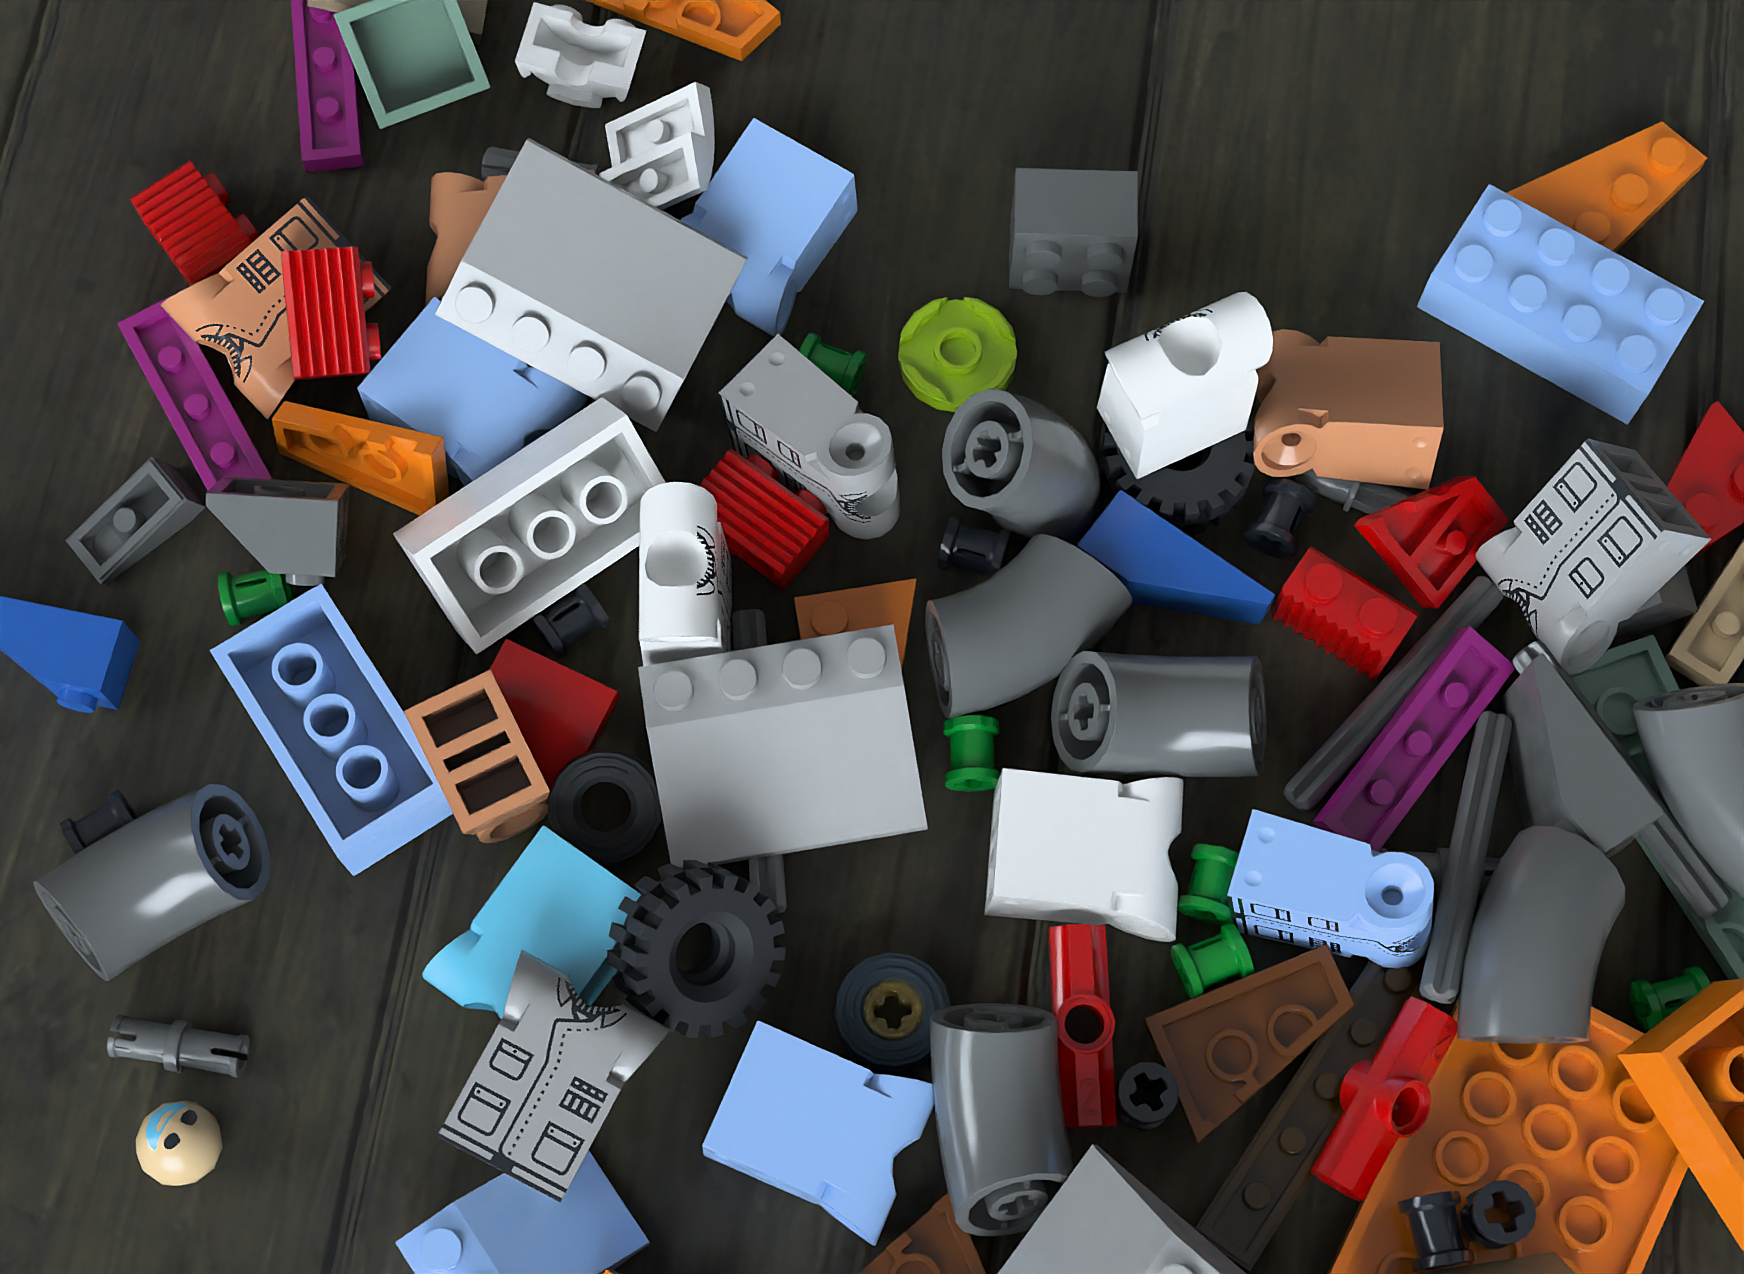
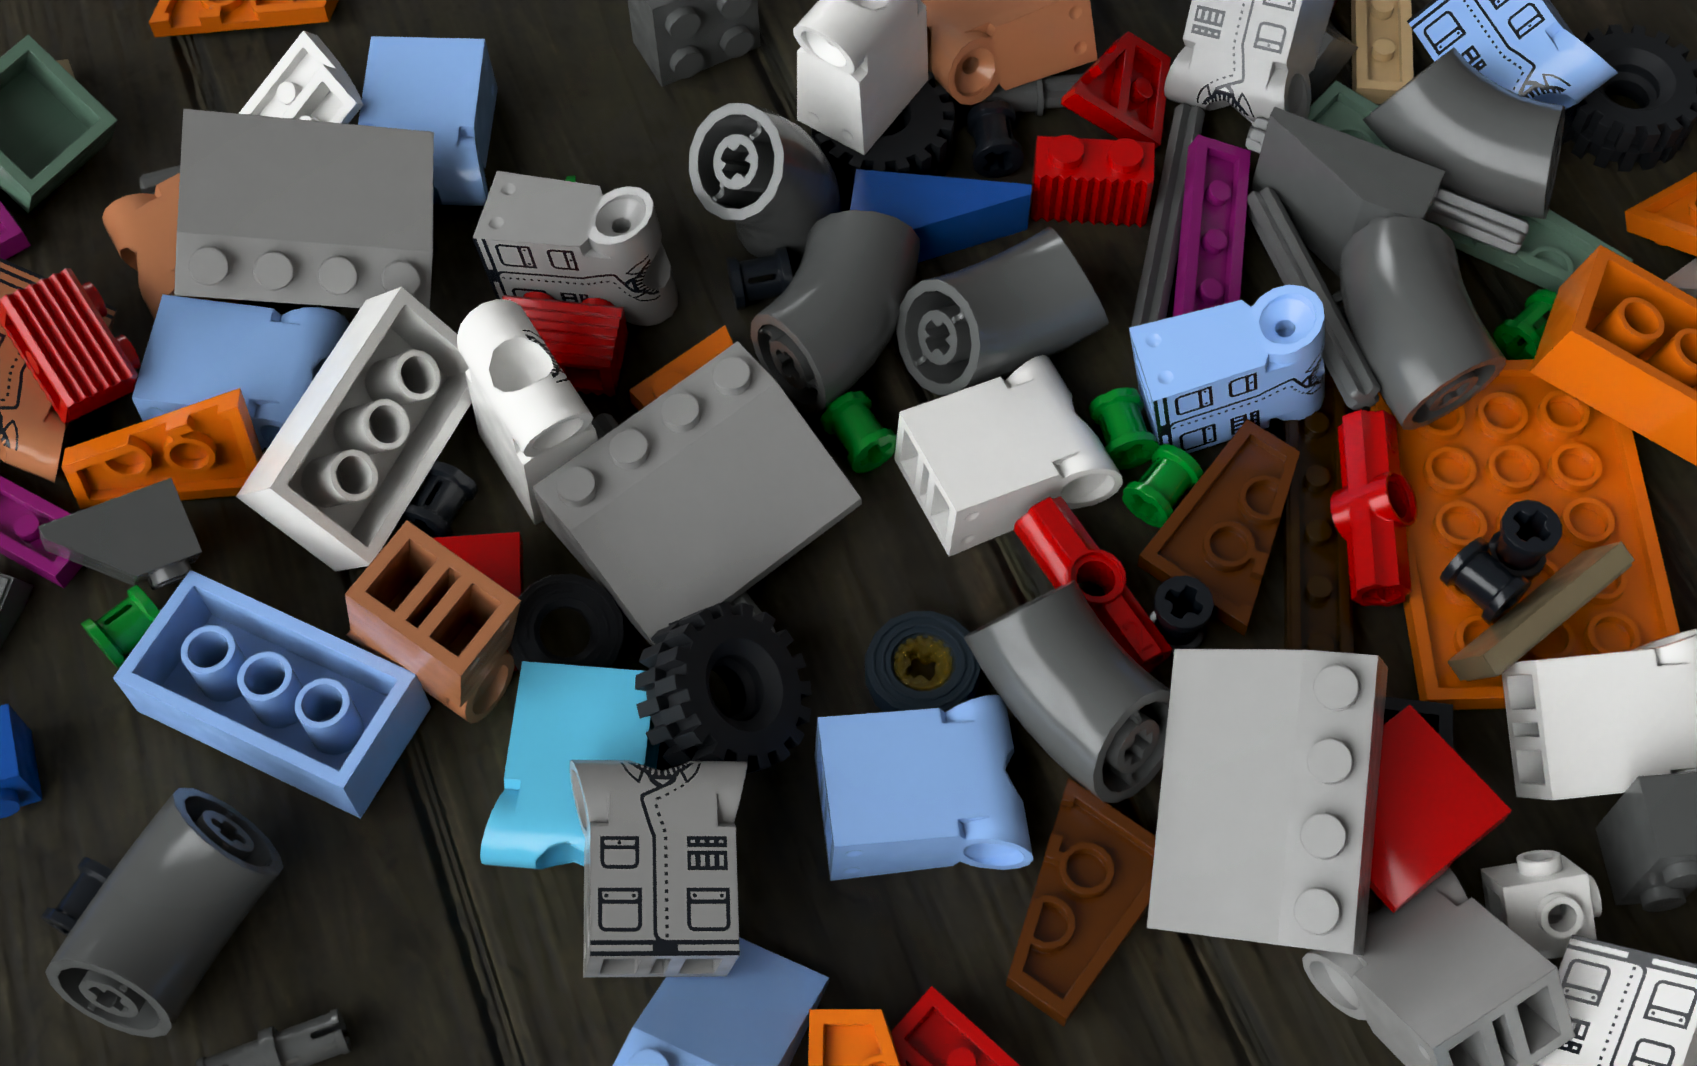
camera: 30 degrees left, 10 degrees down
(579, 59) = (184, 74): white cylinder -> none
(956, 351) = (647, 147): lime tile -> none

